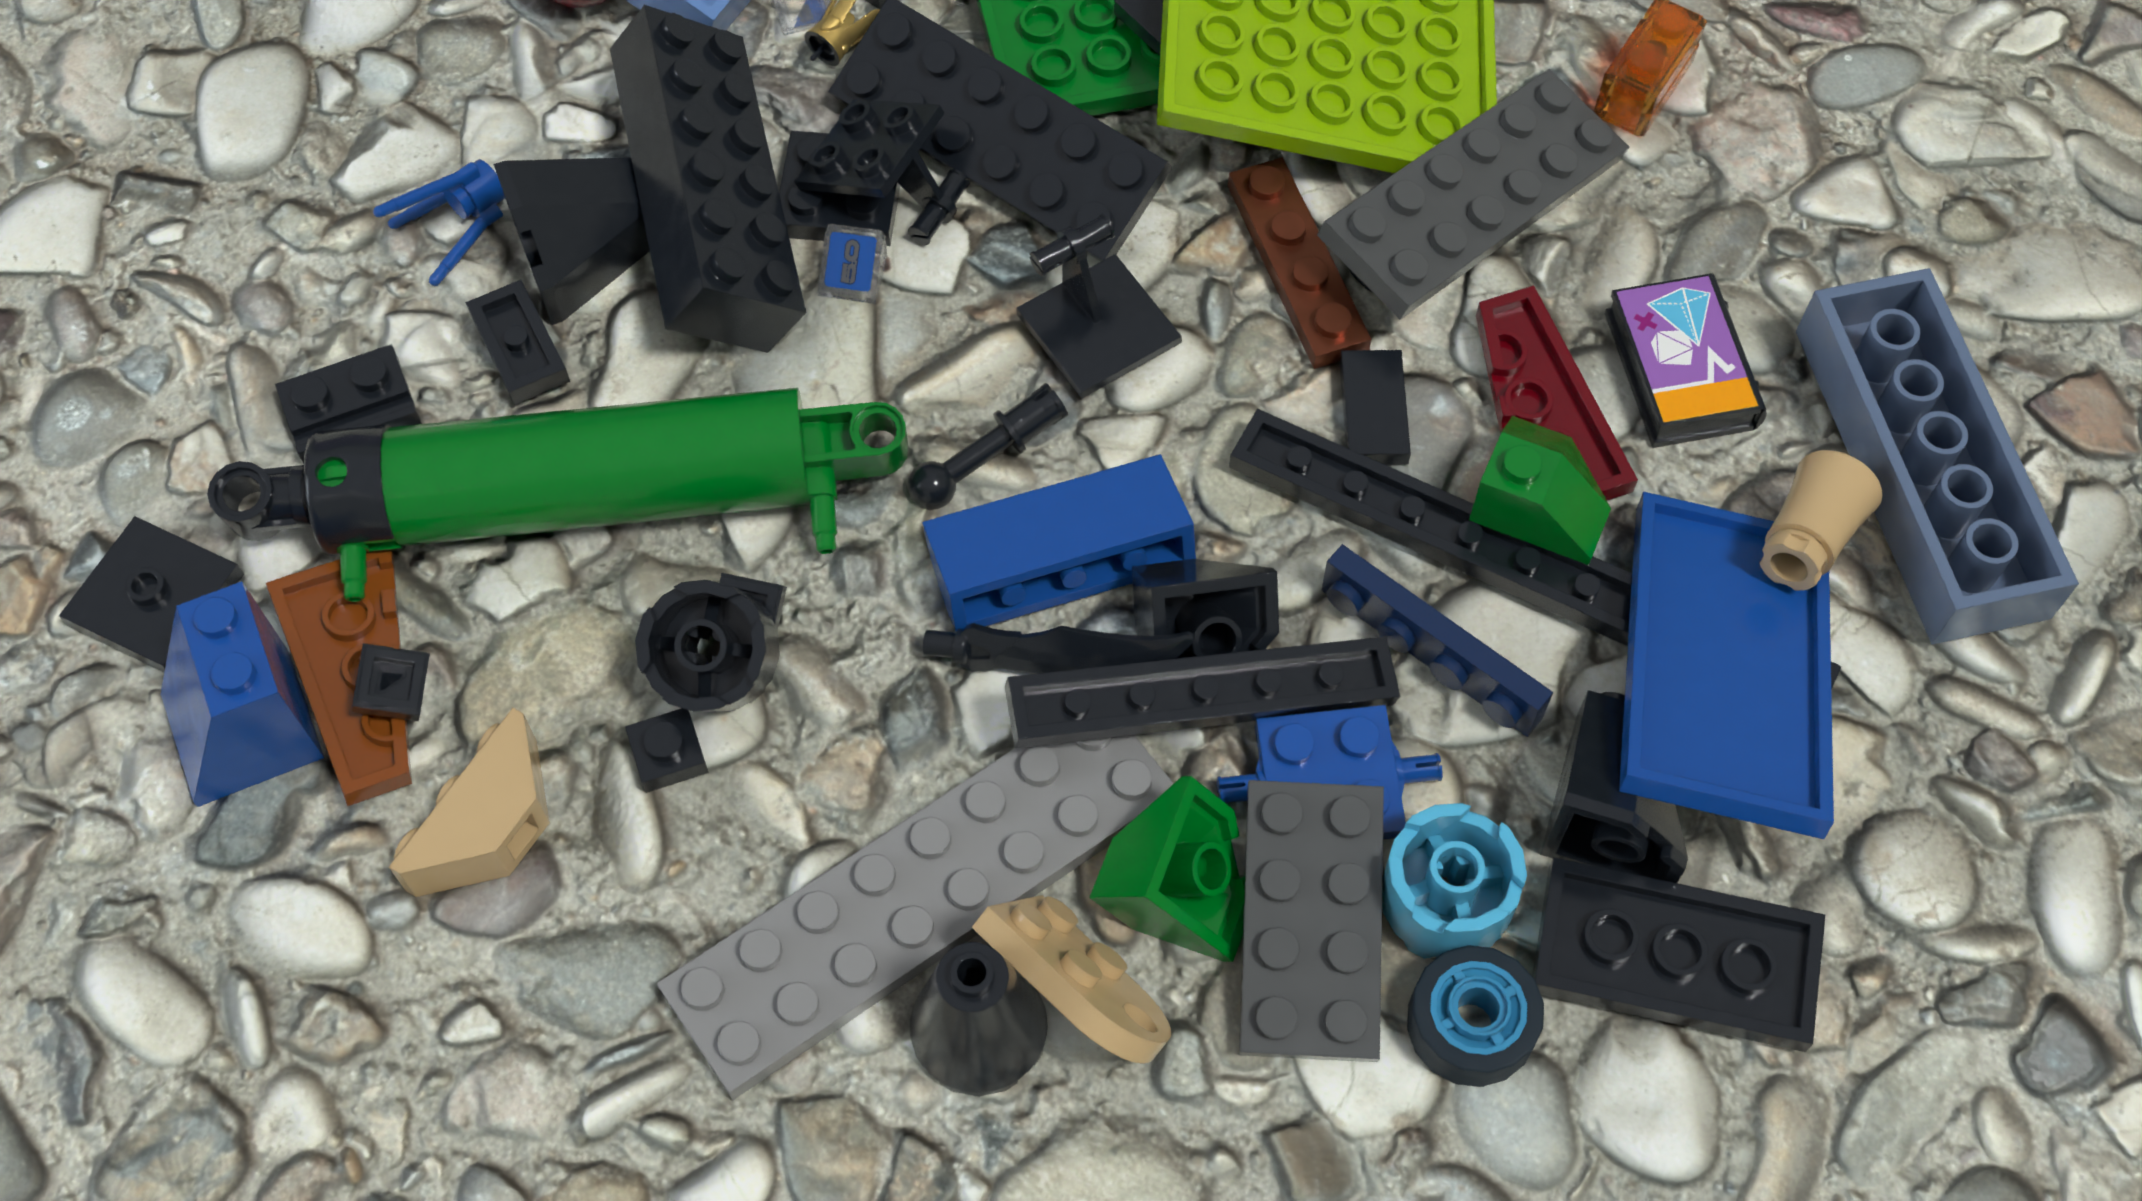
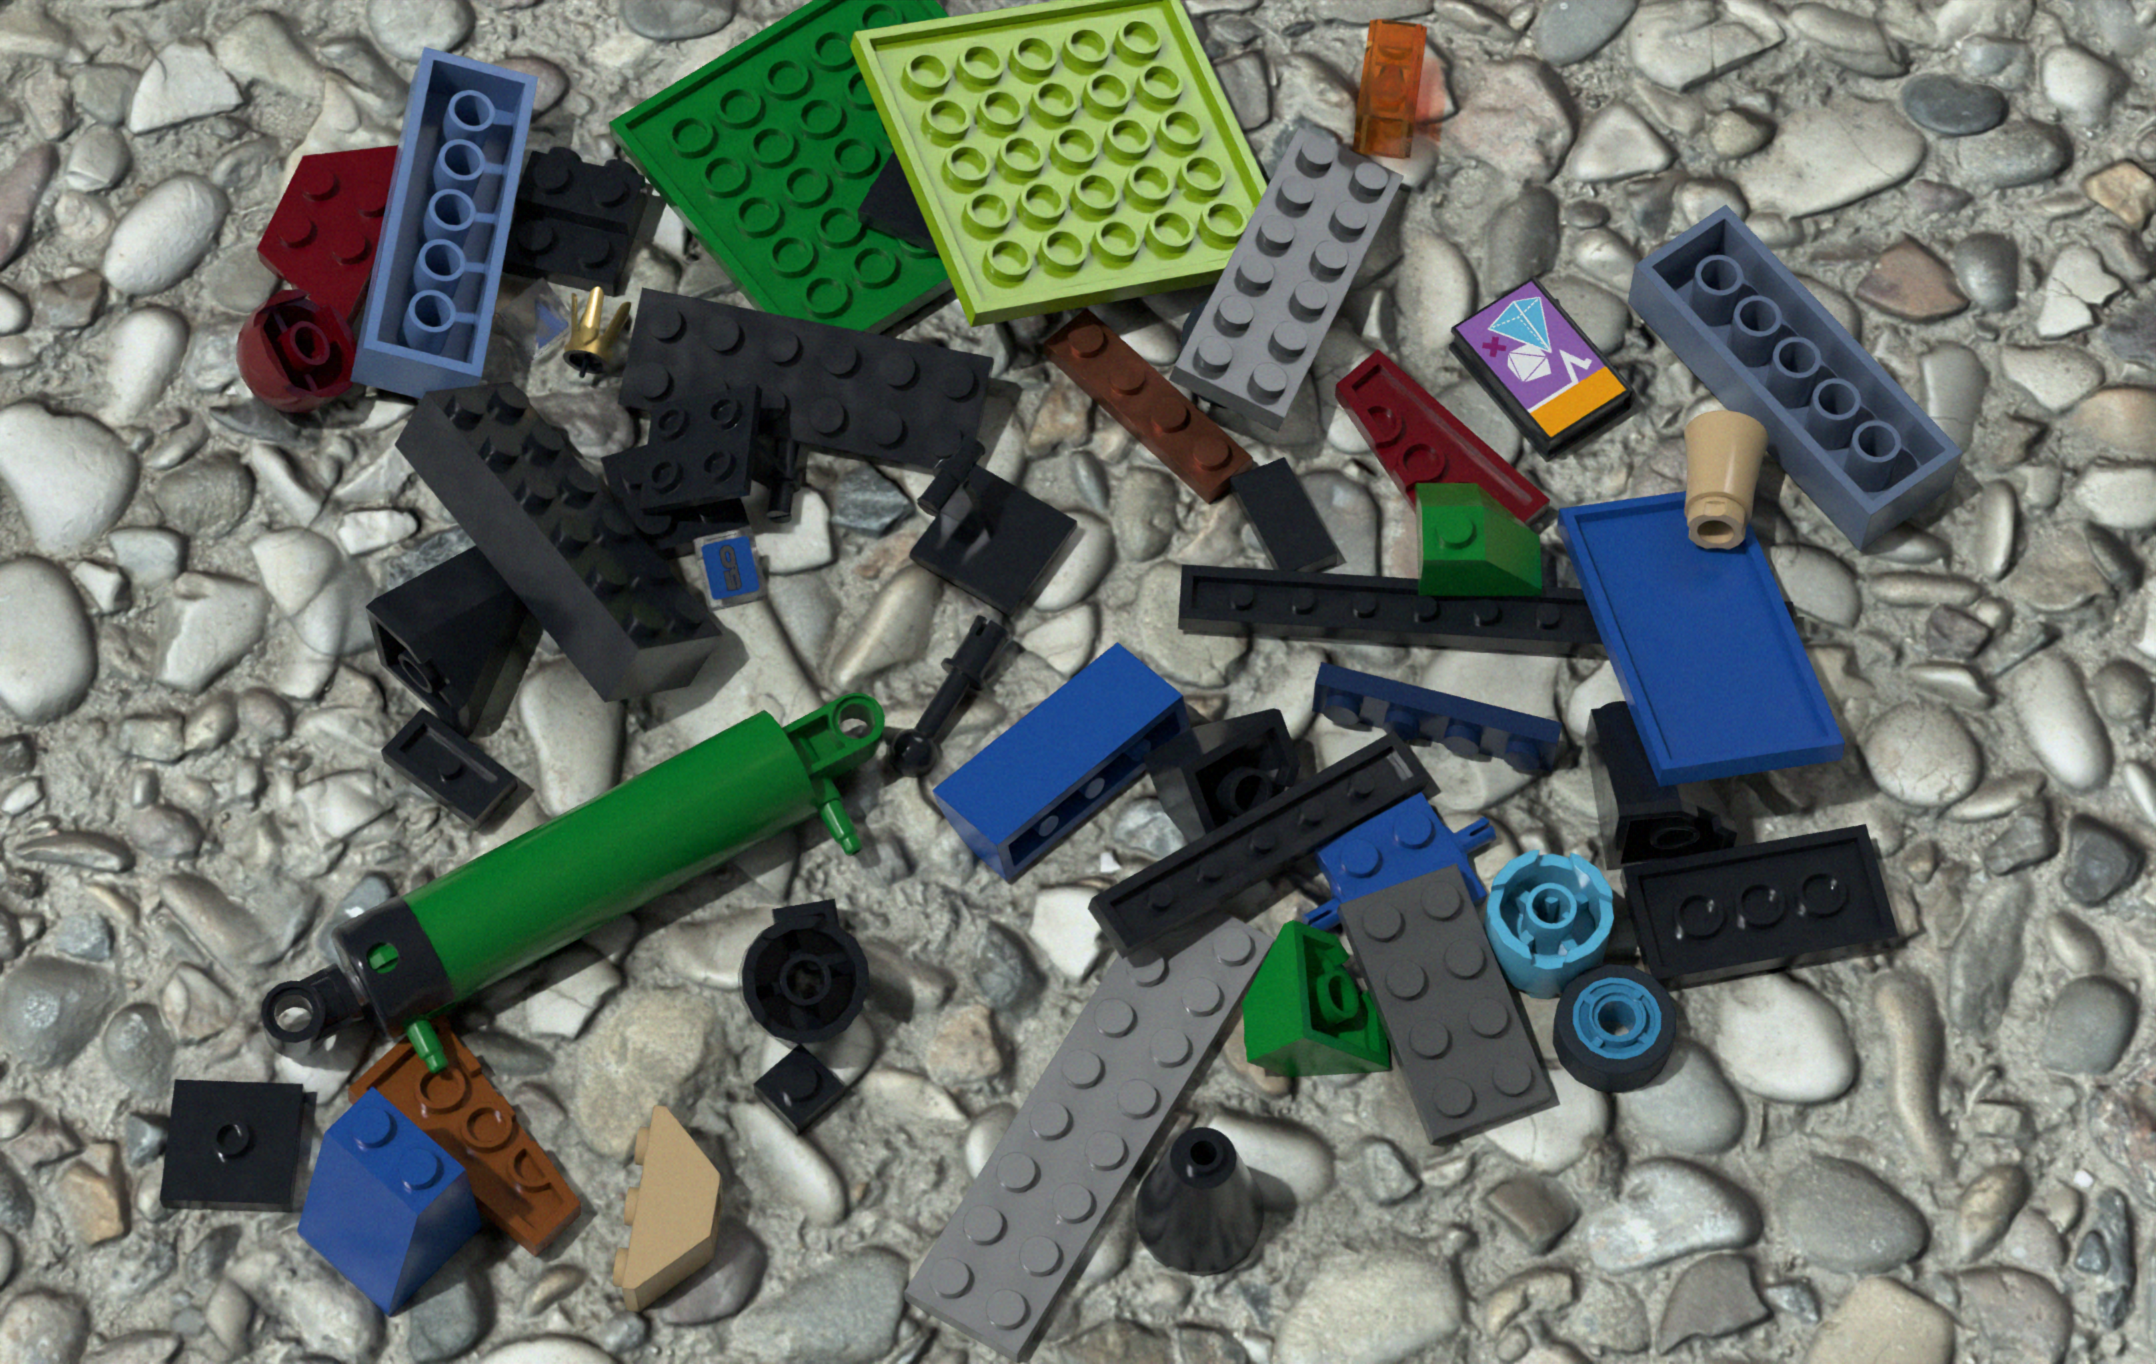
camera: 25 degrees left, 0 degrees up
(348, 395) = (313, 892): black plate -> none
(390, 682) = (525, 1129): black tile -> none
(468, 191) = (315, 642): blue plant -> none
(1050, 650) = (1106, 862): black sword -> none
(1076, 975) = (1273, 1128): tan plate -> none

